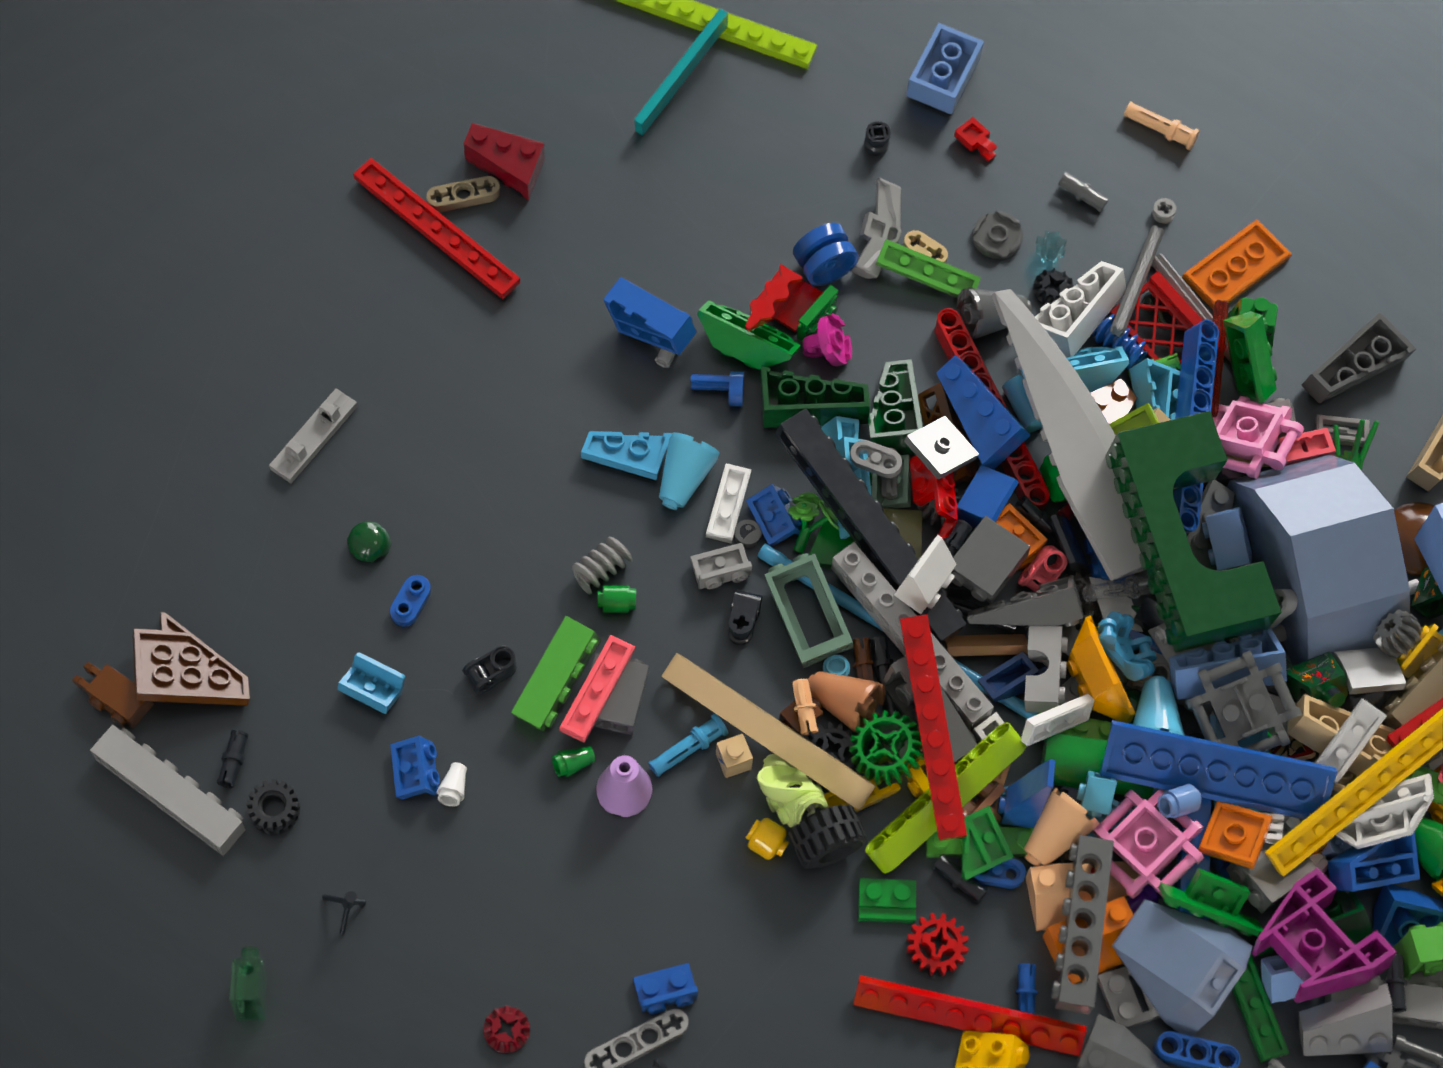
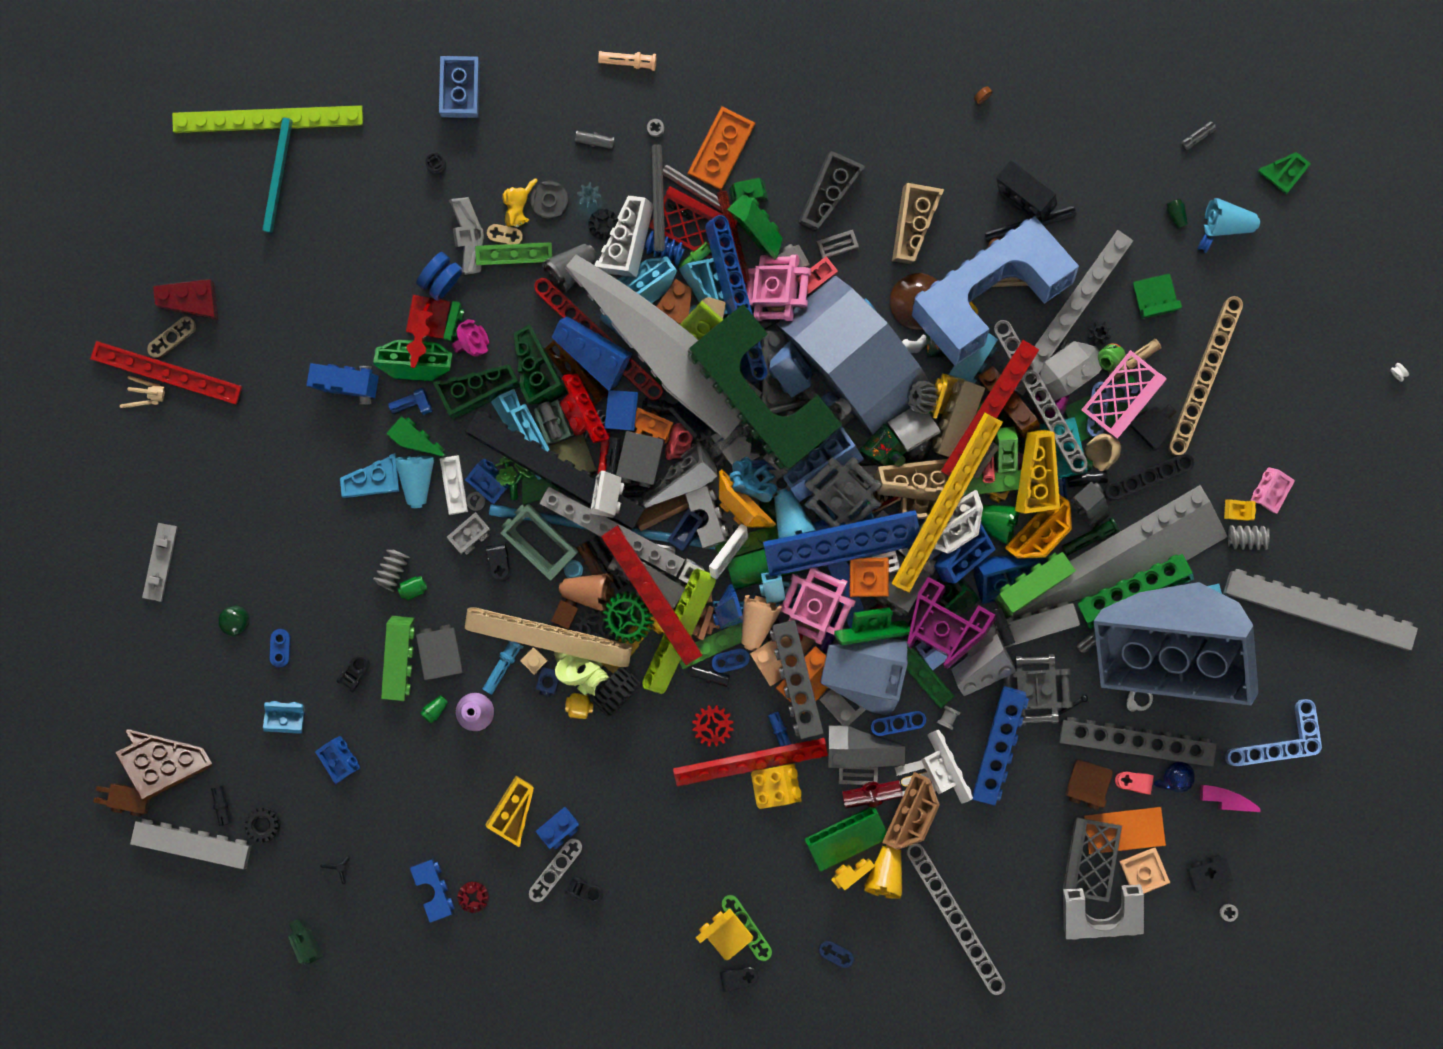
camera: 15 degrees left, 20 degrees up
(410, 243) = (154, 392): none -> tan plant
(453, 785) = (367, 761): white cone -> none
(455, 1018) = (440, 905): none -> blue arch
(597, 688) = (428, 658): coral tile -> none
(613, 934) = (511, 812): none -> yellow wedge
(698, 420) = (409, 438): none -> green slope
(741, 778) = (545, 672): none -> dark blue brick
(804, 706) = (565, 612): light nougat axle -> none
(877, 458) = (538, 419): light grey plate -> none
(887, 900) = (670, 709): green plate -> none
(941, 447) = (577, 393): plate -> none
(956, 215) = (515, 200): none -> yellow animal
(975, 135) = (502, 129): red plate -> none
(983, 845) = (715, 651): green wing -> none
(1179, 801) = (826, 574): medium blue brick -> none
(1351, 738) = (918, 487): white tile -> none
(1353, 455) = (850, 267): green plant -> none

